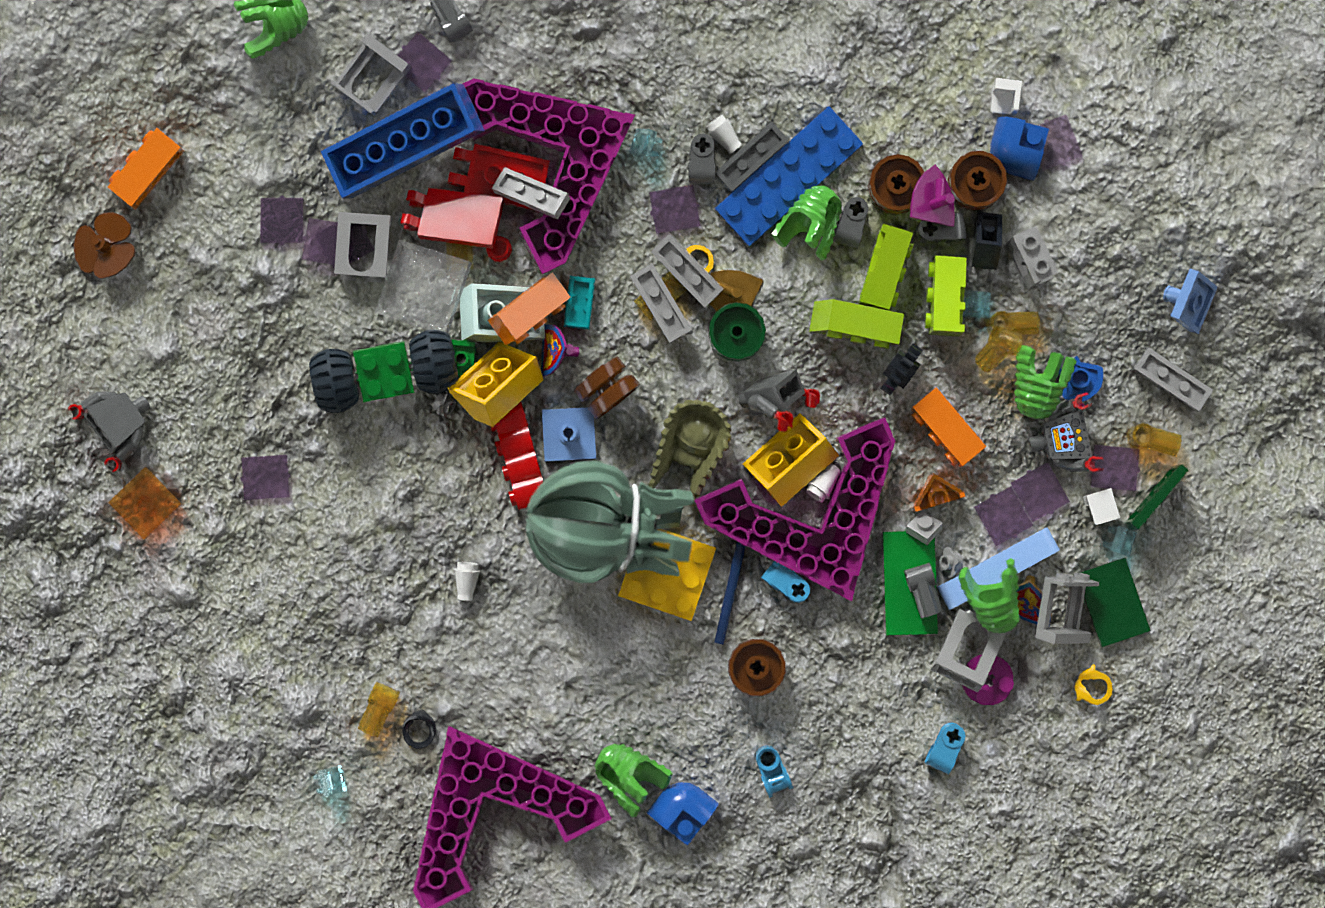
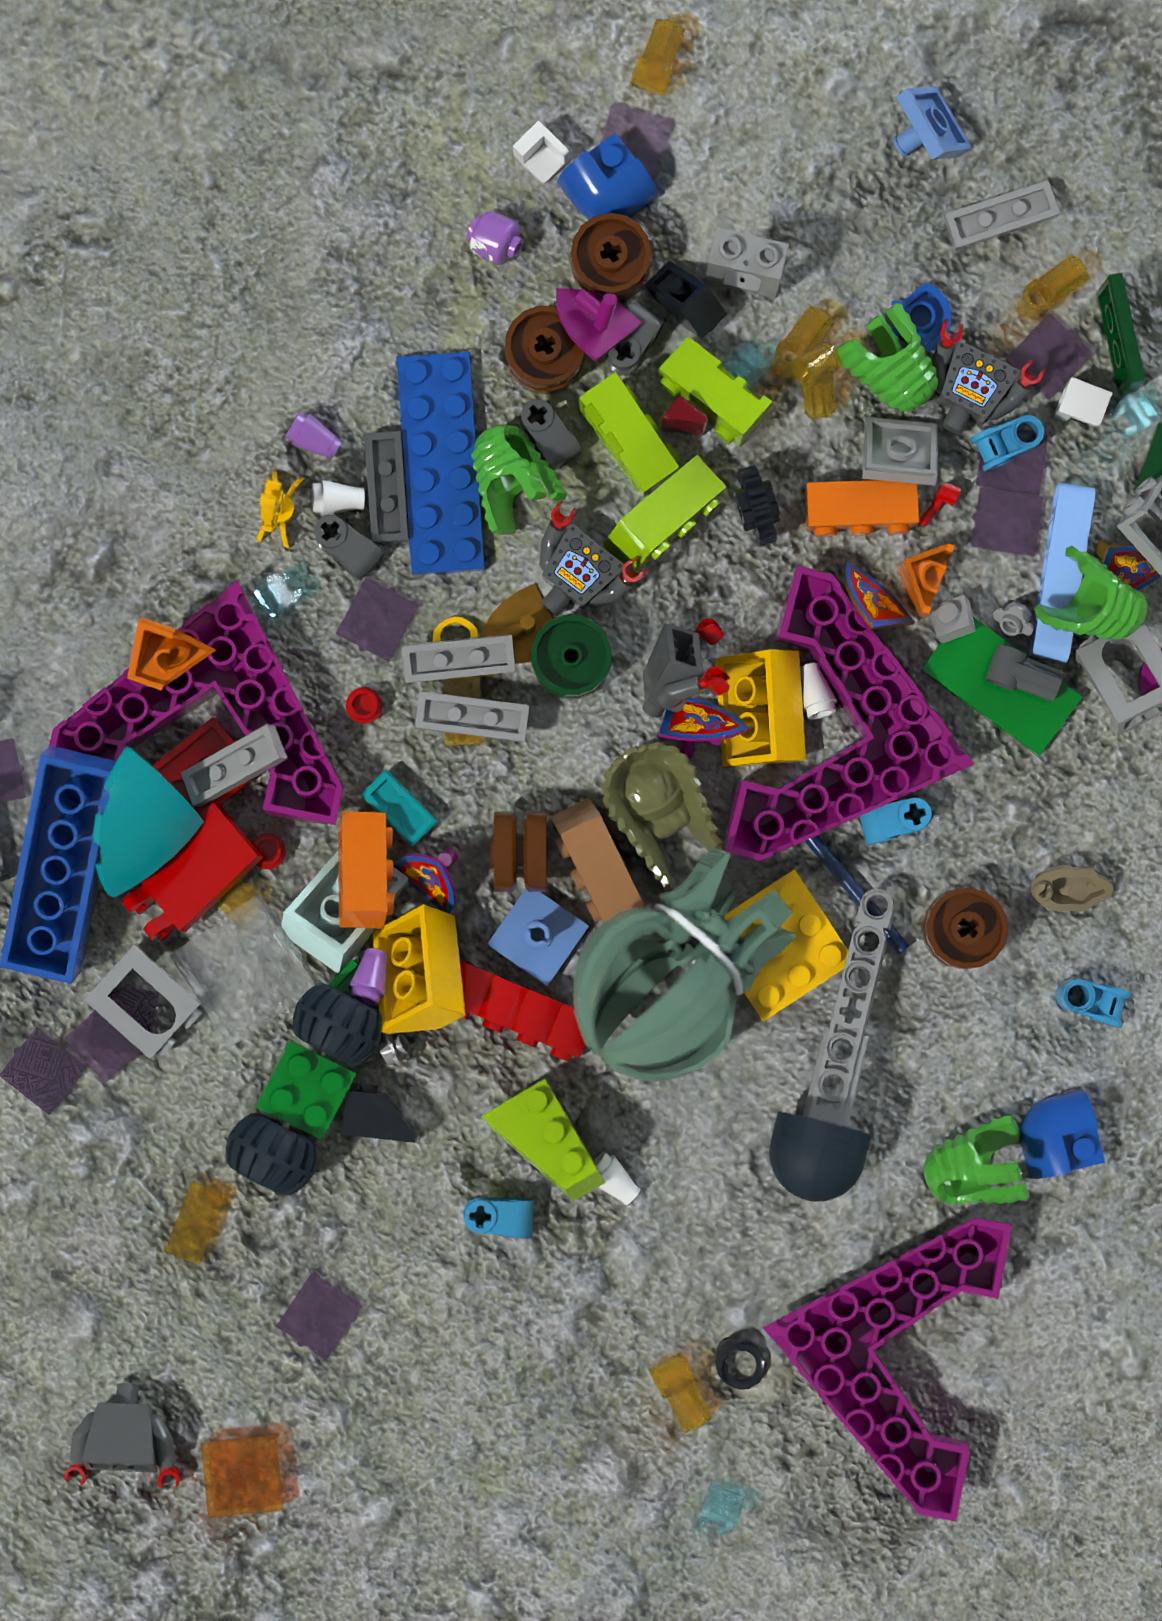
camera: 45 degrees left, 0 degrees up
(263, 369) = (195, 1222): none -> clear yellow plate
(399, 421) = (375, 1116): none -> black slope
(399, 539) = (508, 1216): none -> dark azure piece
(458, 167) = (141, 824): none -> teal brick
(460, 525) = (546, 1138): none -> lime wedge
(472, 359) = (369, 978): none -> medium lavender cone
(561, 106) = (163, 654): none -> orange slope
(568, 680) = (818, 1152): none -> piece
(621, 239) = (364, 705): none -> red plate
(634, 433) = (595, 861): none -> medium nougat wedge
(691, 344) = (544, 719): none -> clear piece
(692, 105) = (277, 507): none -> yellow piece
(748, 94) = (313, 436): none -> medium lavender cone
(756, 432) = (700, 723): none -> shield
(790, 299) = (581, 567): none -> dark grey torso
(825, 709) = (1070, 888): none -> dark tan arm
(899, 475) = (873, 600): none -> shield
(918, 291) = (684, 419): none -> dark red slope
(938, 108) = (494, 237): none -> medium lavender head
(992, 470) = (946, 493): none -> red hand
(995, 425) = (900, 451): none -> light grey tile
(1045, 480) = (1005, 442): none -> dark azure piece
(1104, 122) = (655, 66): none -> clear yellow piece

